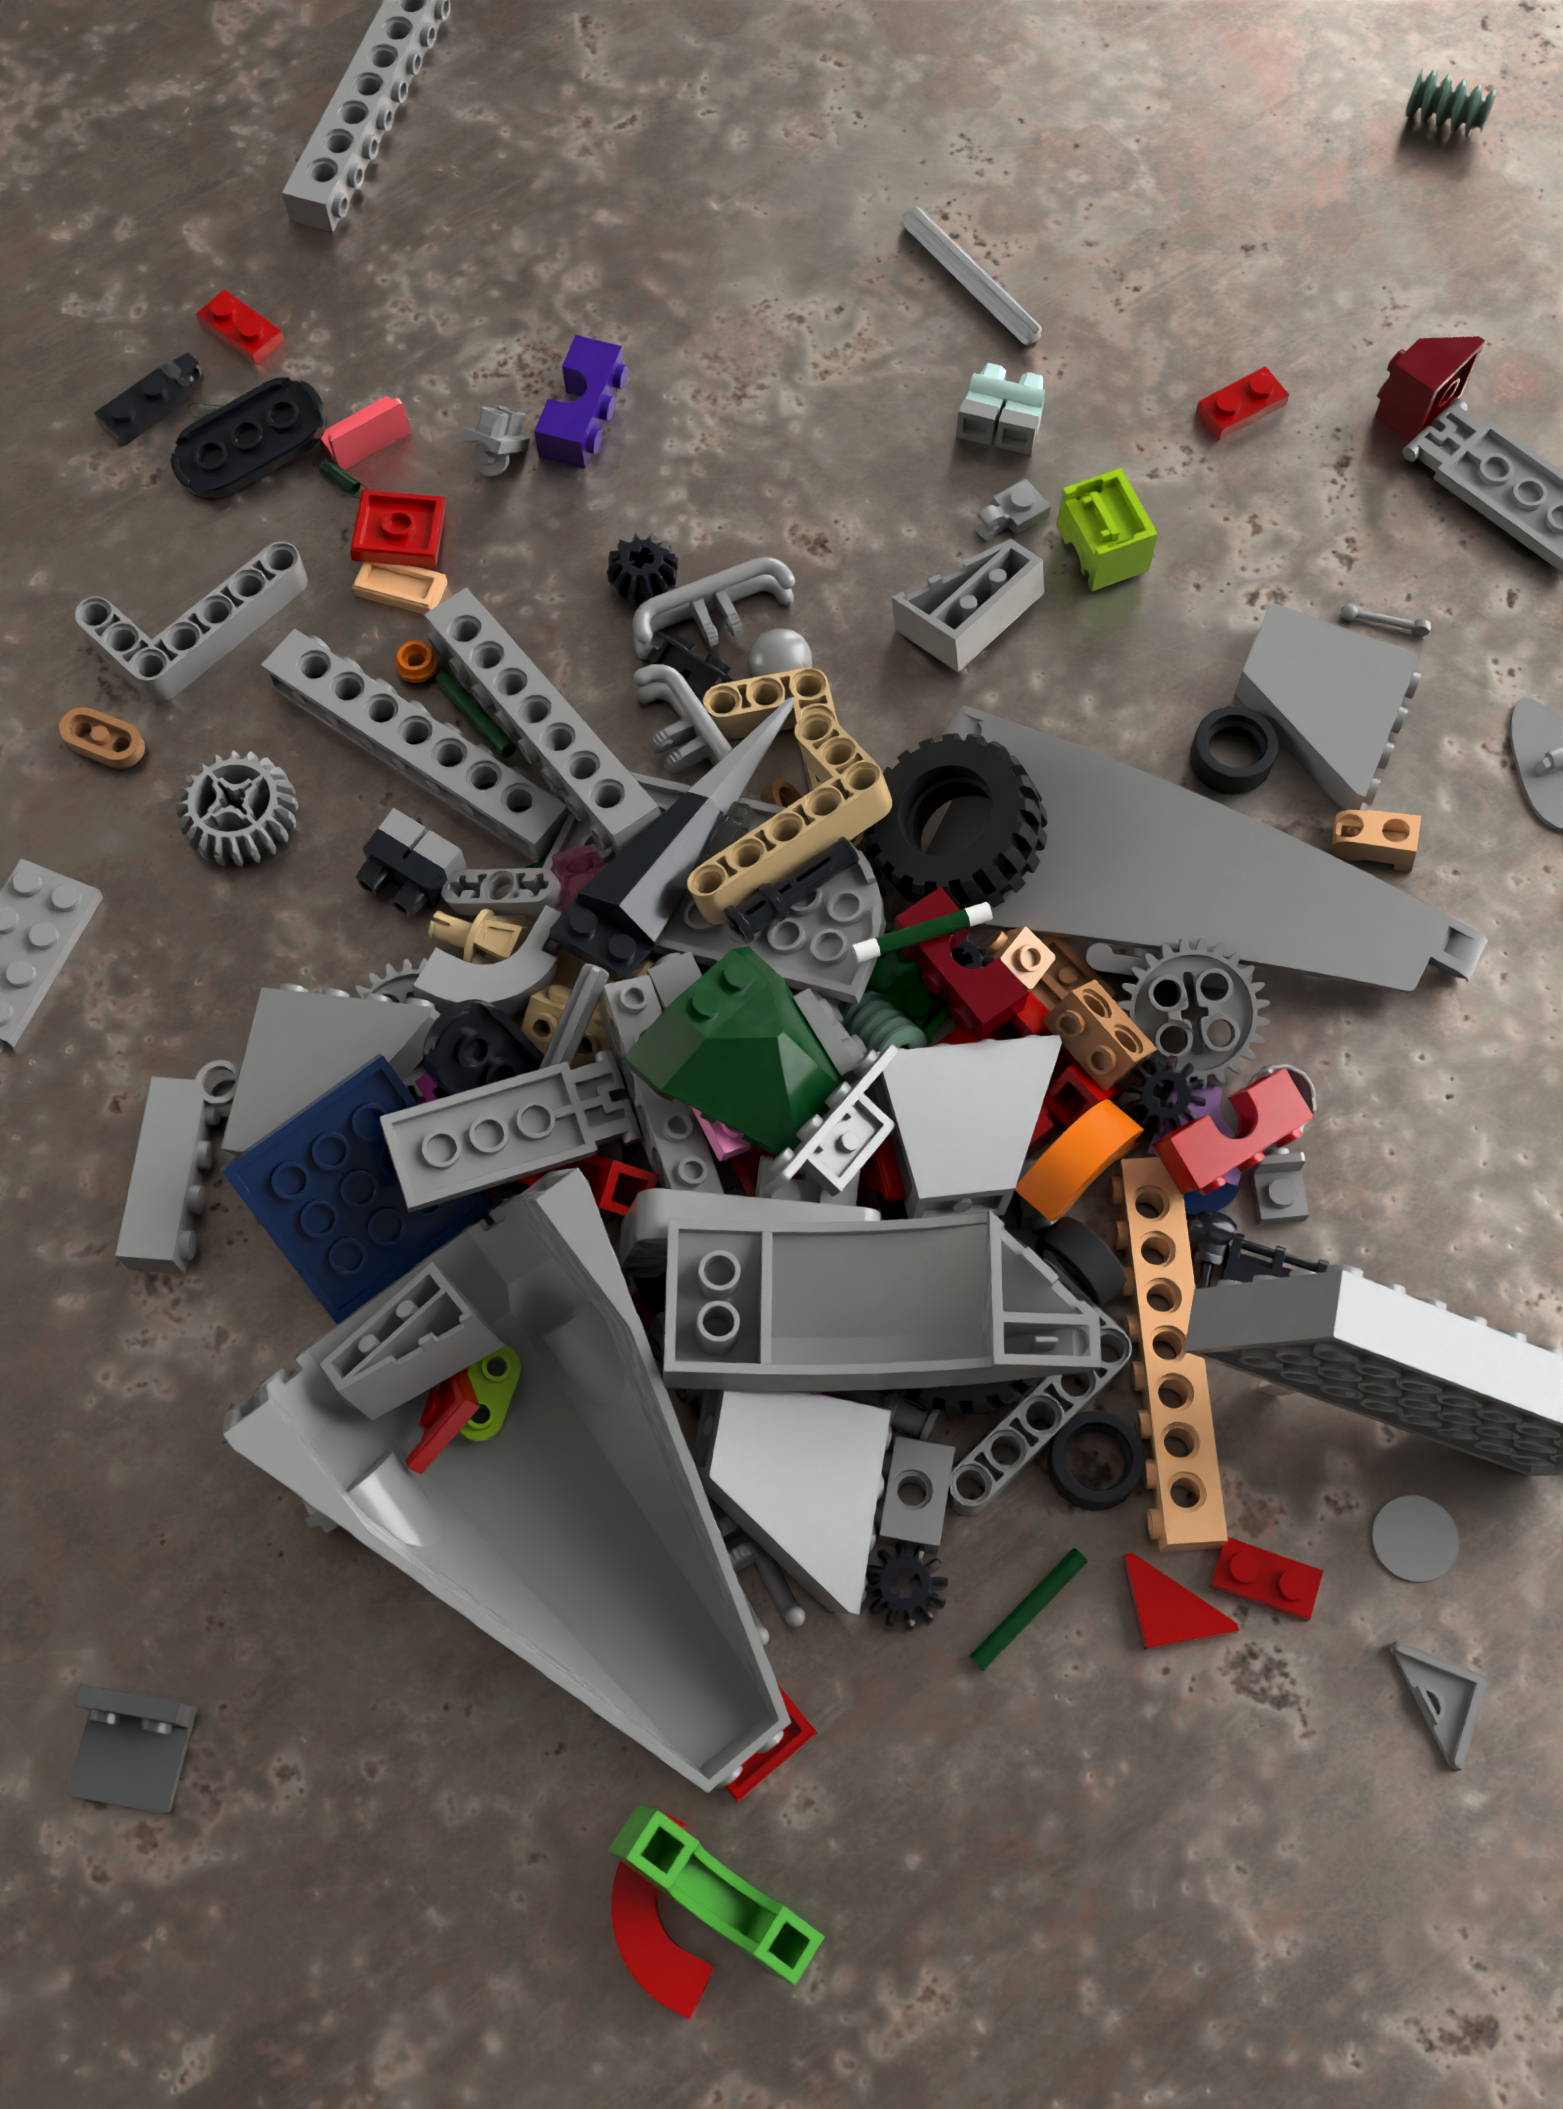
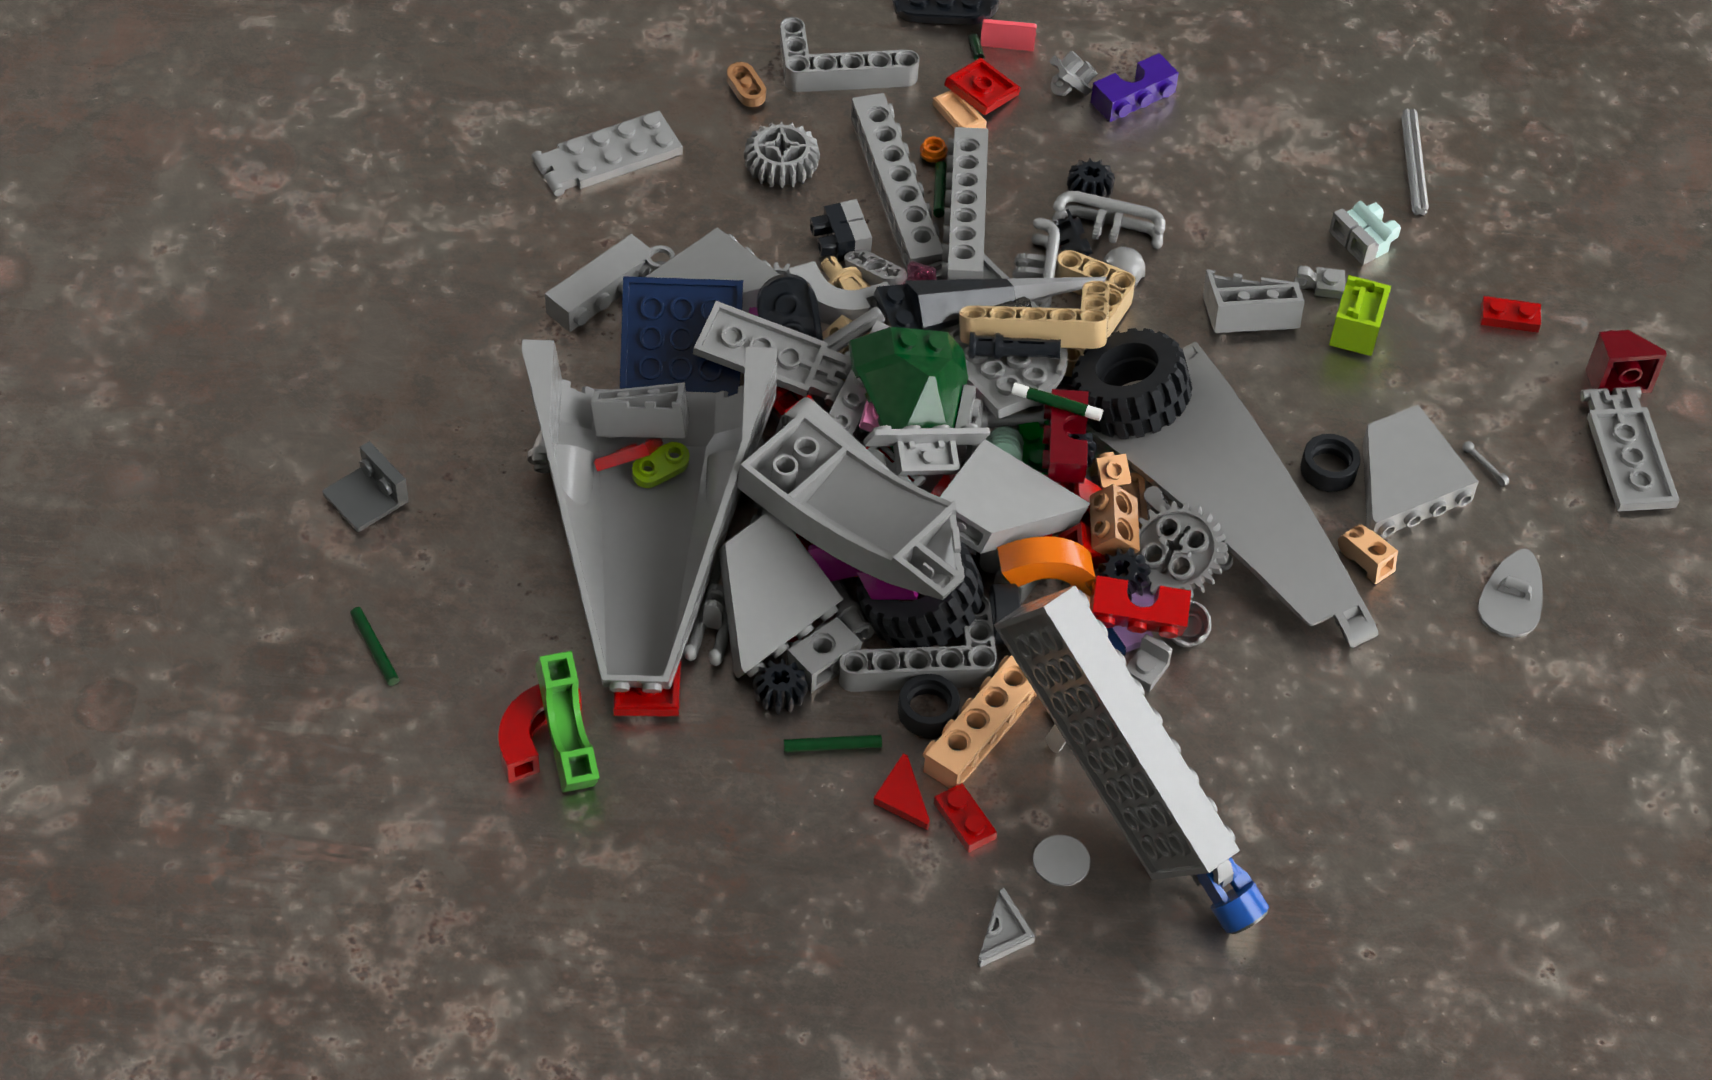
camera: 35 degrees right, 15 degrees down
(343, 1970) = (374, 646): none -> dark green bar

